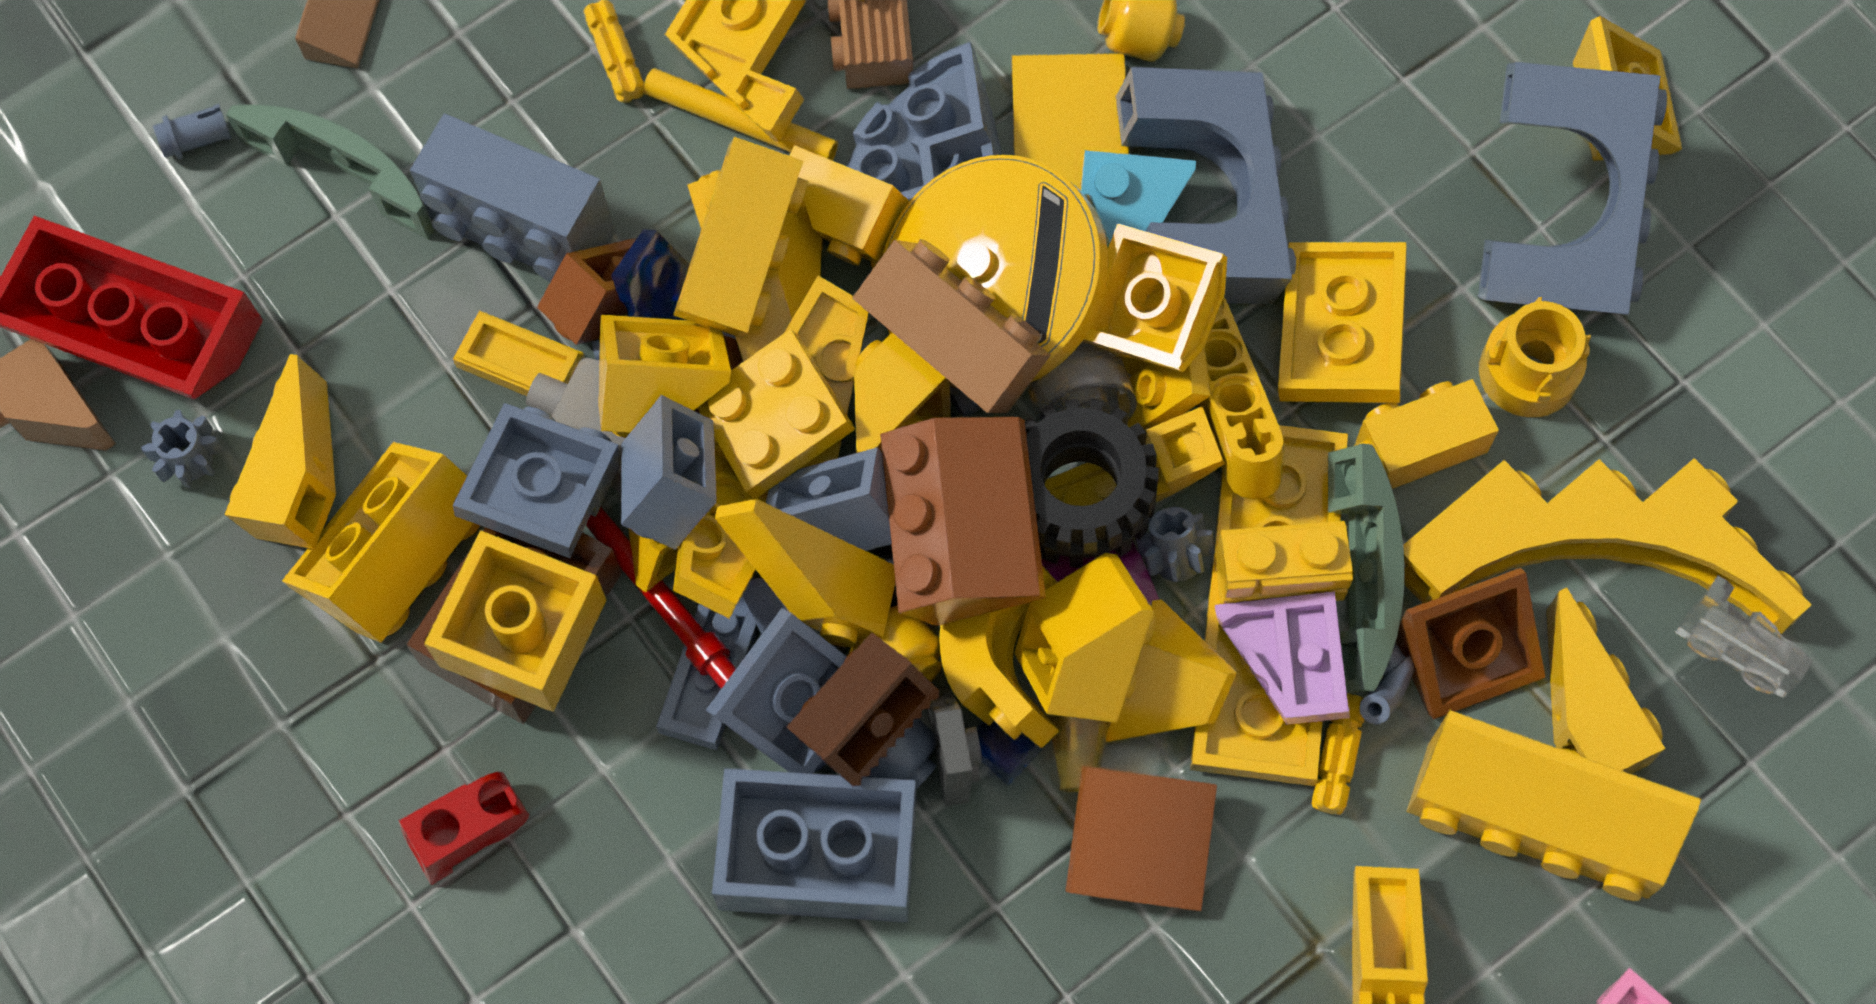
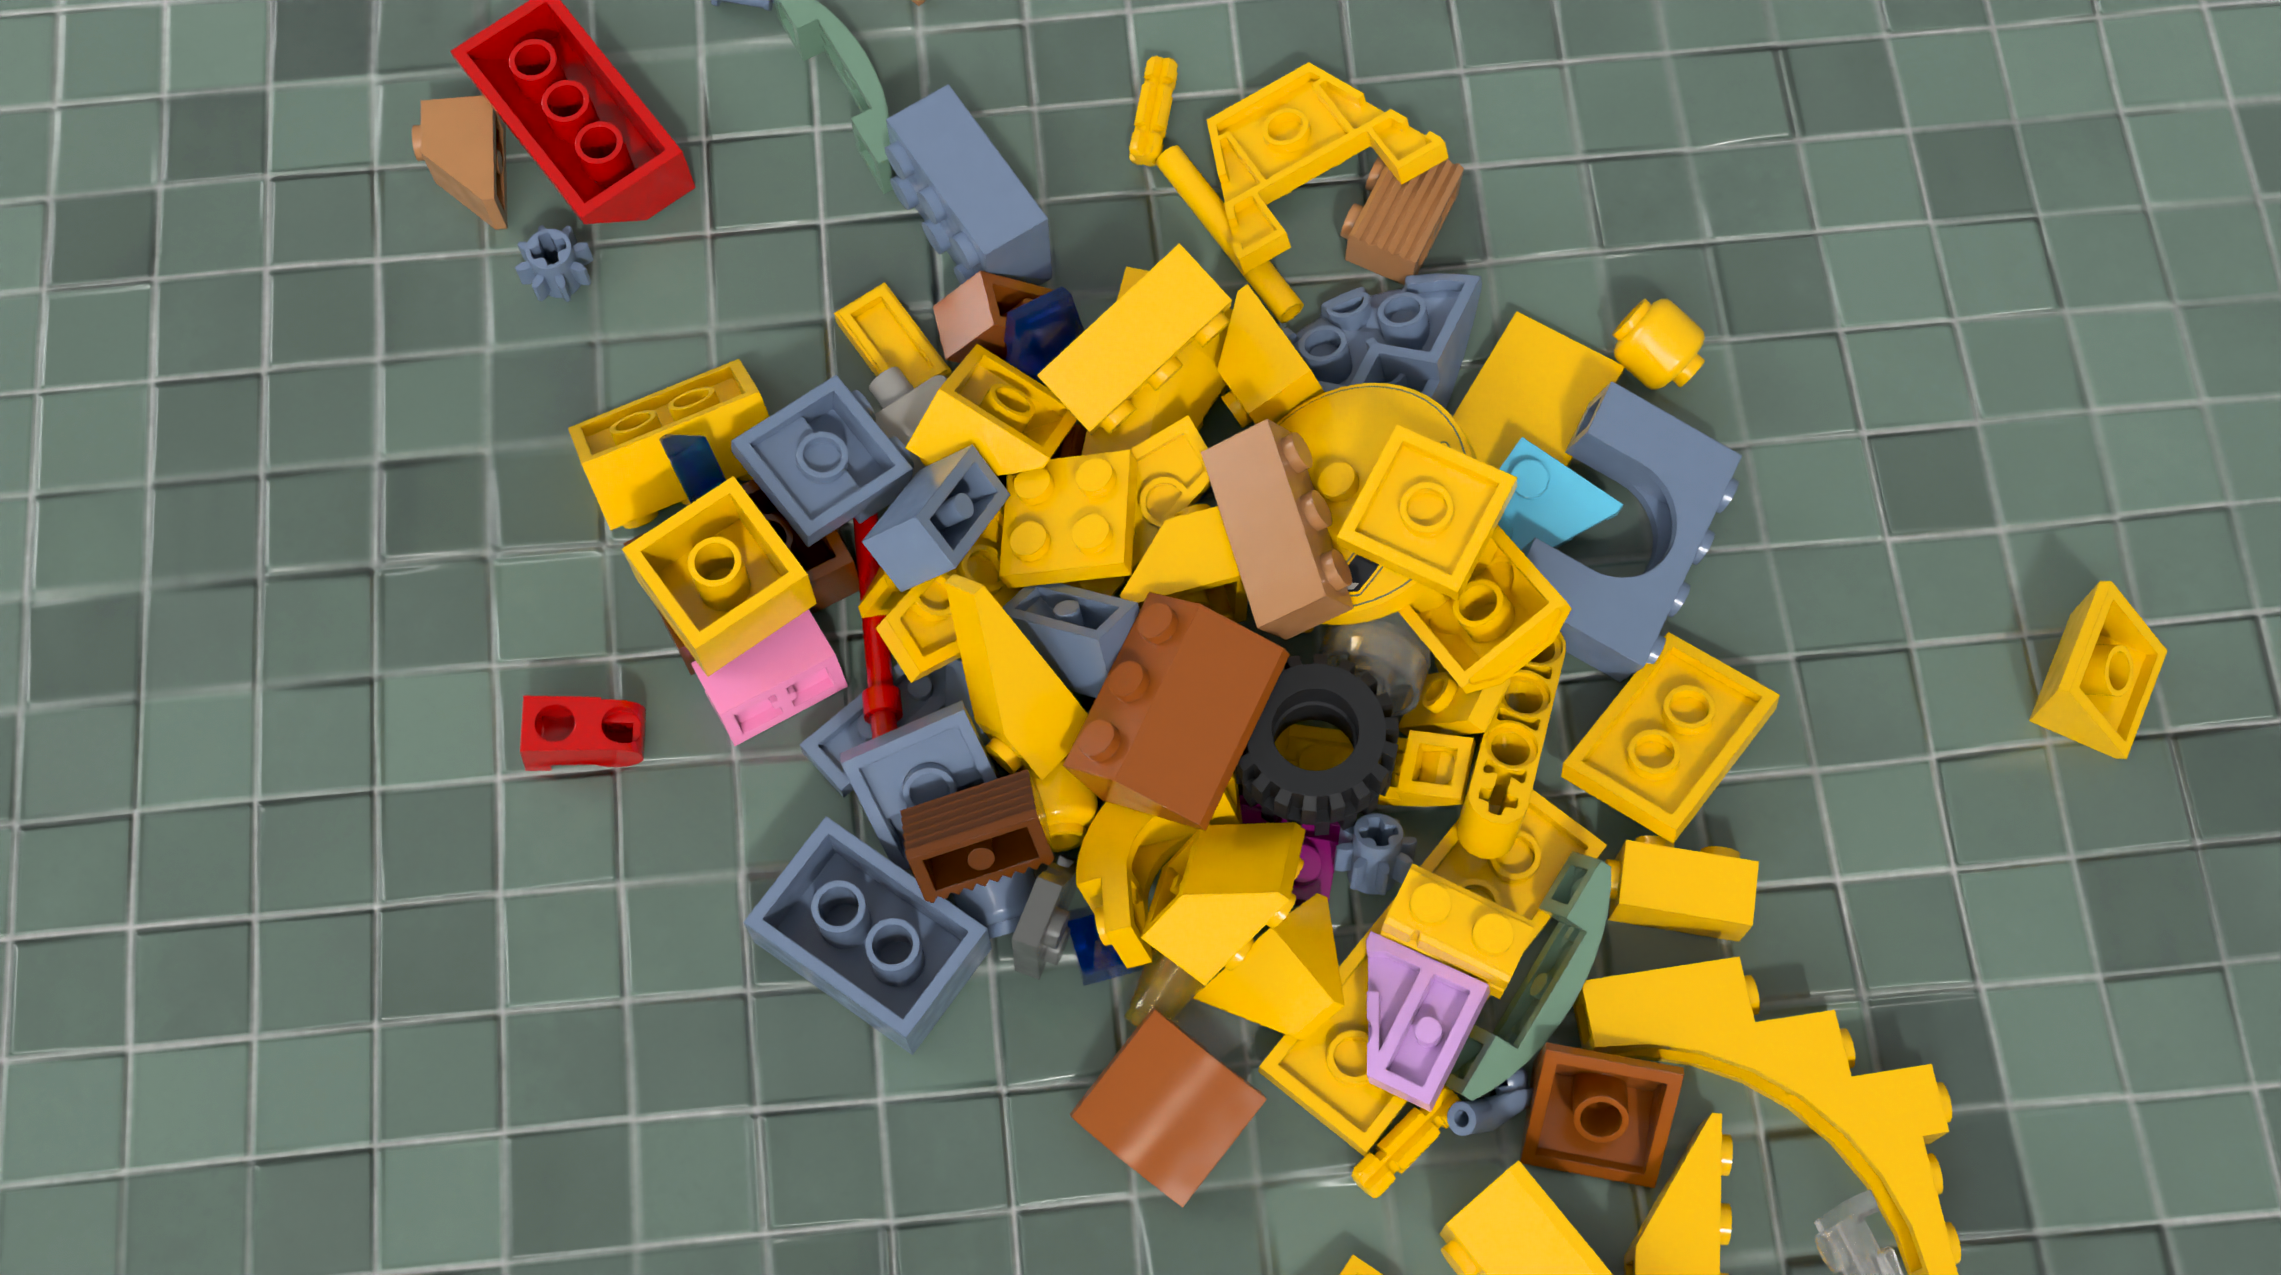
camera: 30 degrees right, 0 degrees up
(290, 468) = (634, 329): yellow slope -> none
(429, 548) = (693, 464): none -> clear blue slope
(599, 689) = (774, 679): none -> bright pink hinge
(1067, 243) = (1427, 511): none -> yellow plate
(1526, 386) = (1817, 906): yellow piece -> none
(1618, 118) = (1955, 825): sand blue arch -> none

